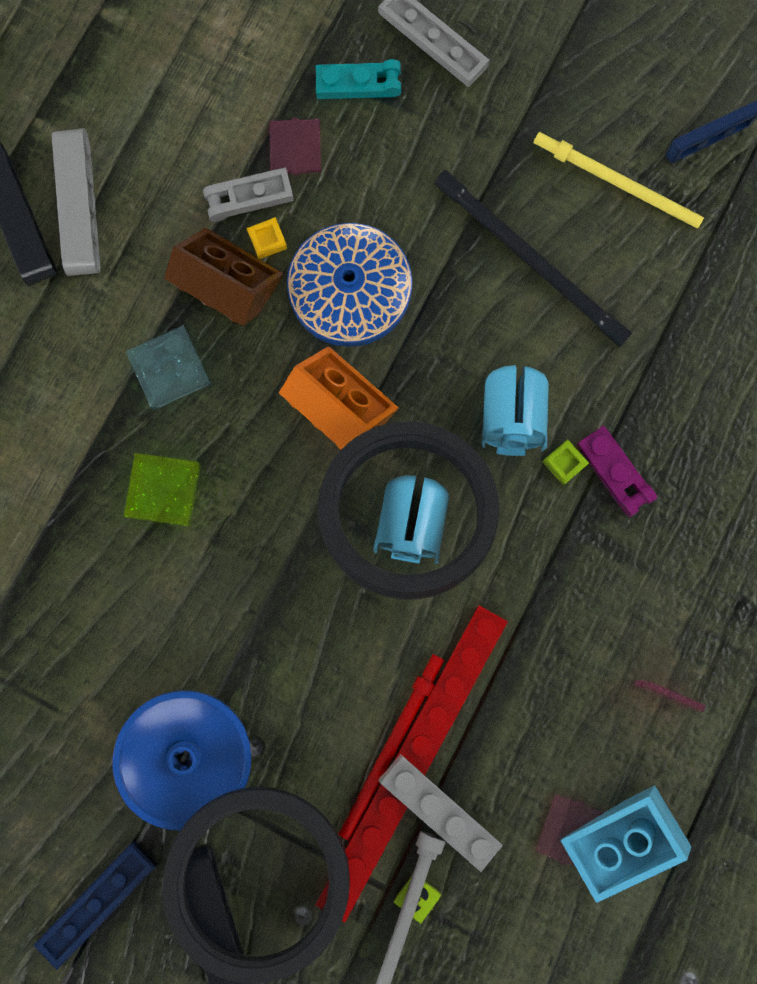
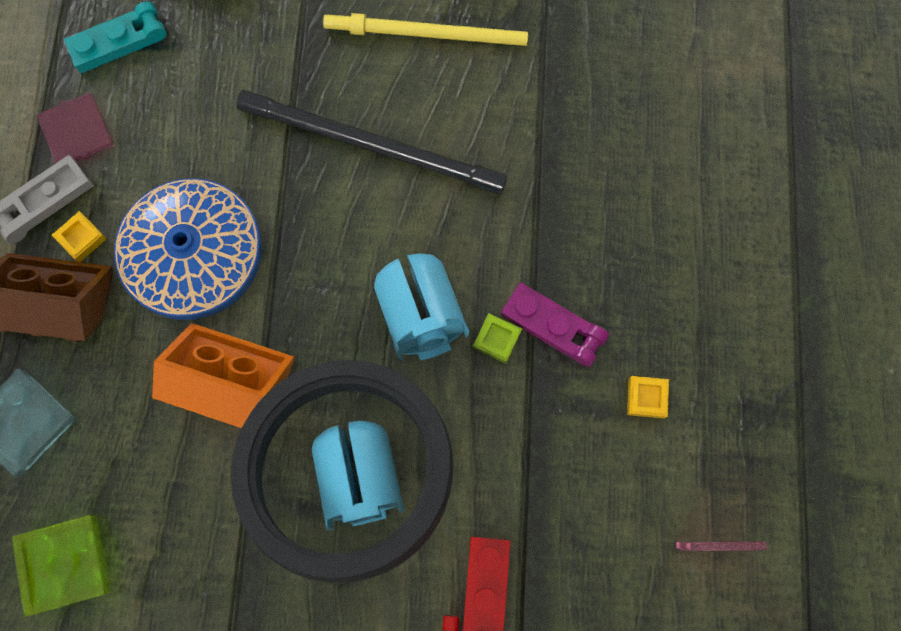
camera: 25 degrees left, 5 degrees down
(665, 560) = (648, 397): none -> yellow tile

